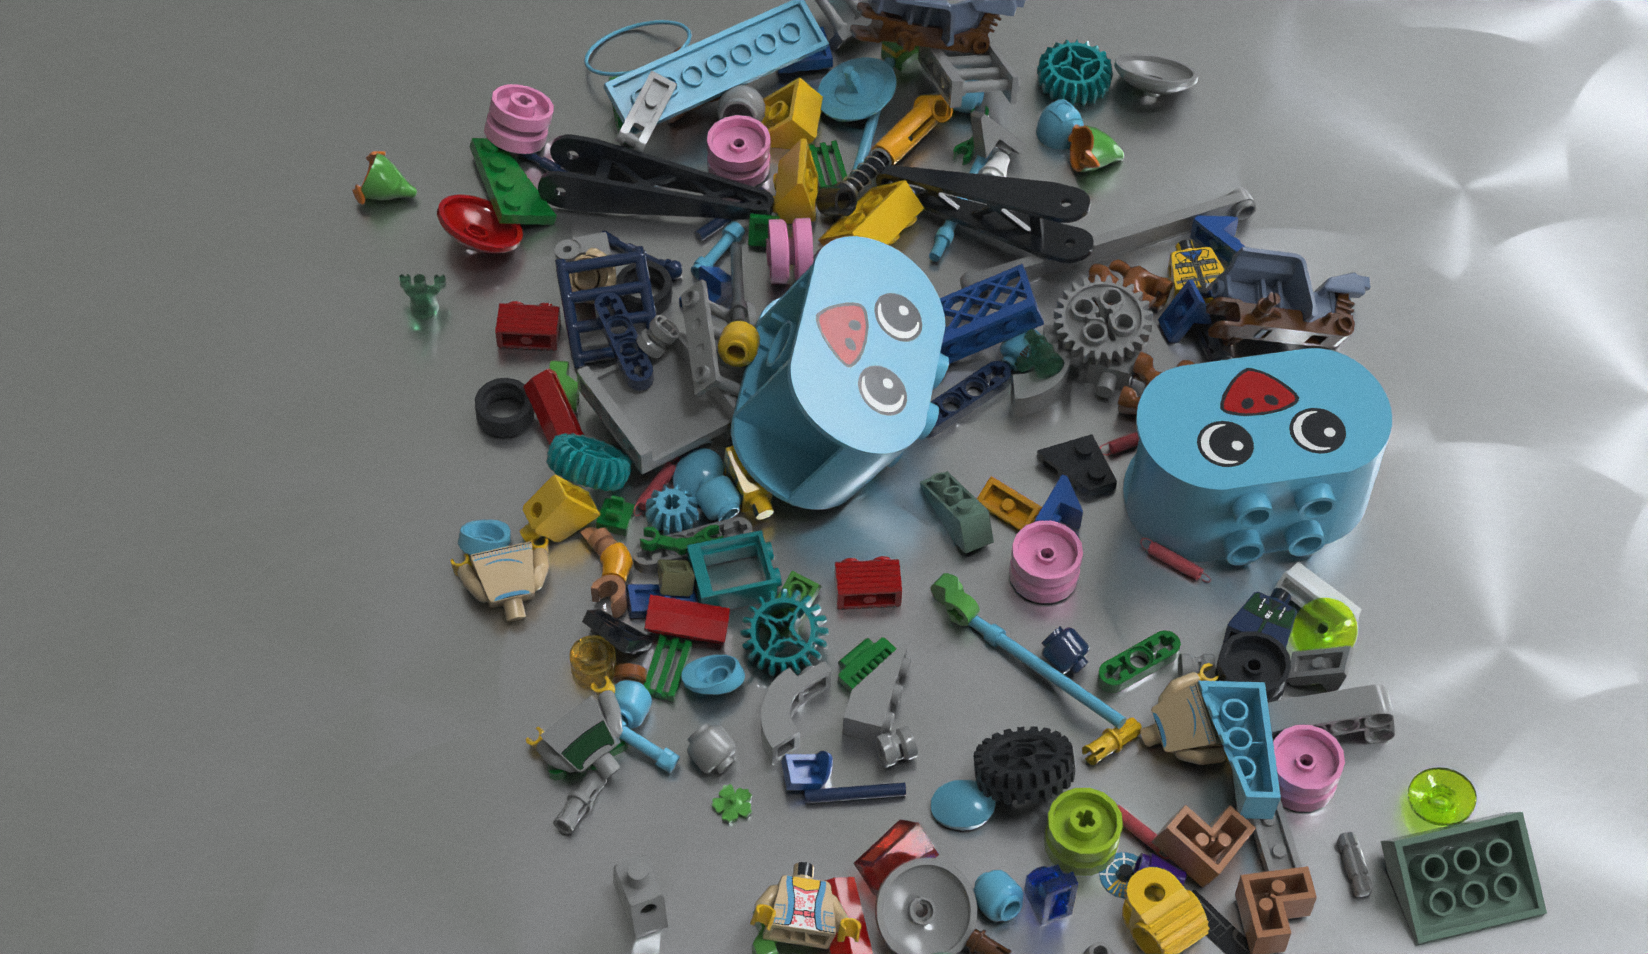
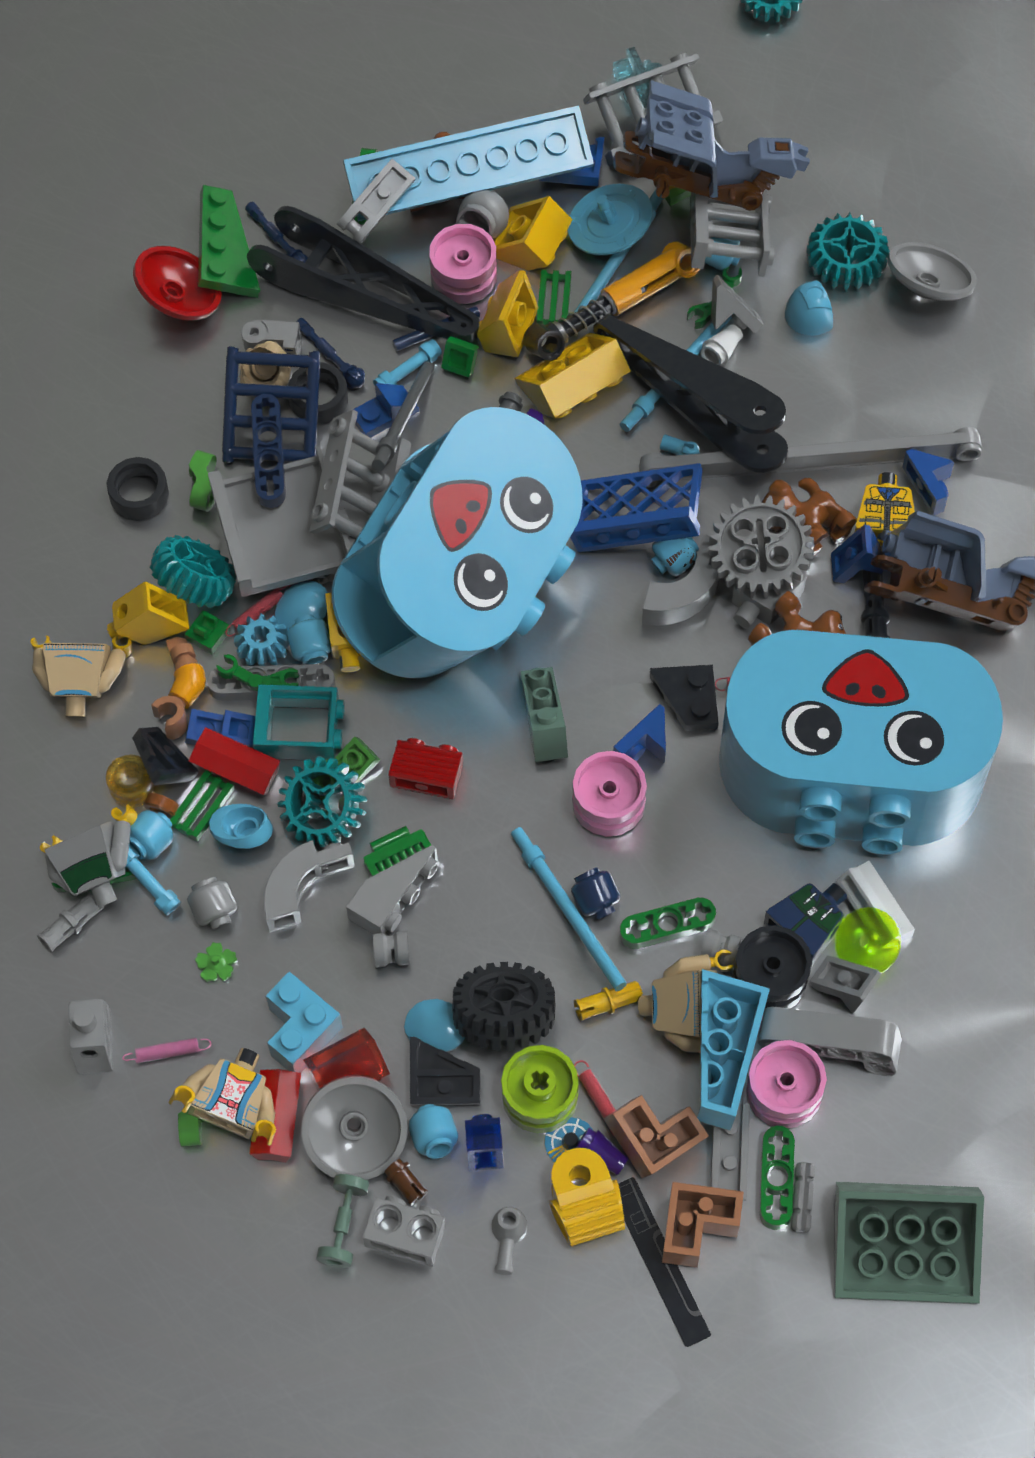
camera: 20 degrees right, 10 degrees up
(382, 181) = (101, 212): bright green hat -> none
(422, 296) = (97, 350): clear green piece -> none
(483, 536) = (71, 622): medium azure hat -> none
(518, 119) = (253, 175): bright pink wheel -> none
(528, 326) = (189, 405): red brick -> none
(551, 405) = (181, 501): red piece -> none
(656, 22) = (396, 94): medium azure piece -> none
(658, 336) = (298, 456): light grey wheel -> none
(675, 577) = (238, 714): olive slope -> none
(715, 893) = (166, 1050): none -> bright pink piece
(738, 343) = (369, 487): yellow head -> none
(787, 251) = (472, 387): bright pink wheel -> none
(807, 770) = (295, 950): blue plate -> none
(840, 827) = (307, 1020): none -> medium azure brick
(855, 792) = (341, 985): dark blue bar -> none
(959, 605) = (504, 809): bright green piece -> none
(967, 402) = (599, 597): dark blue beam -> none
(985, 262) = (678, 446): none -> medium azure arm
(986, 846) = (441, 1077): none -> black wing
(1008, 504) = (600, 718): light orange slope -> none
(1041, 355) = (683, 569): clear green piece -> none
(1092, 149) = (833, 345): hat -> none
(1175, 560) = (746, 824): coral piece -> none
(1321, 868) = (766, 1202): none -> green beam
(1443, 786) = (922, 1138): clear neon green dish -> none

